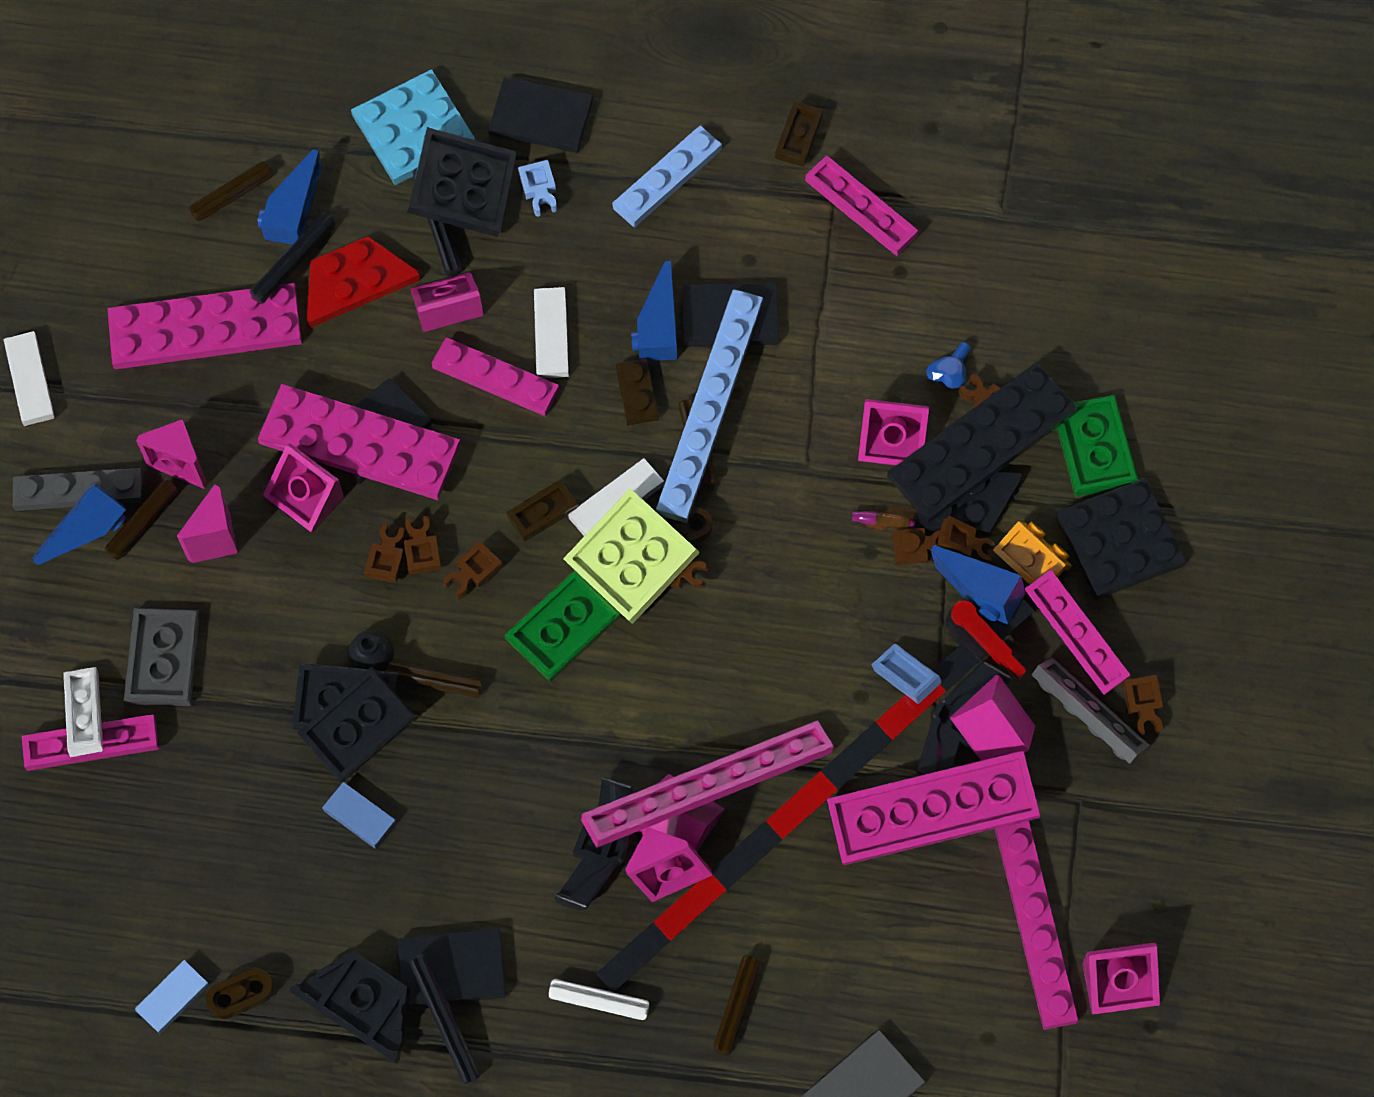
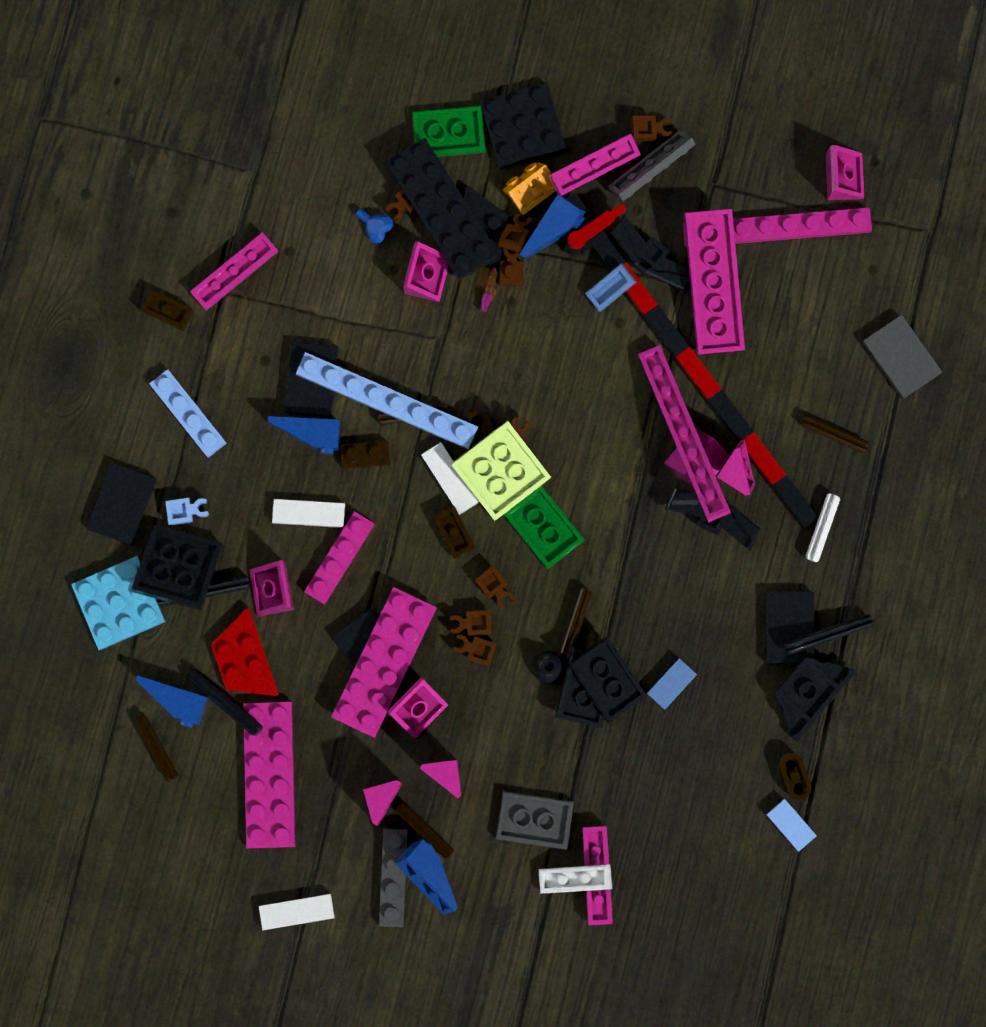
camera: 85 degrees left, 15 degrees up
(994, 722) = (657, 230): dark pink slope -> none

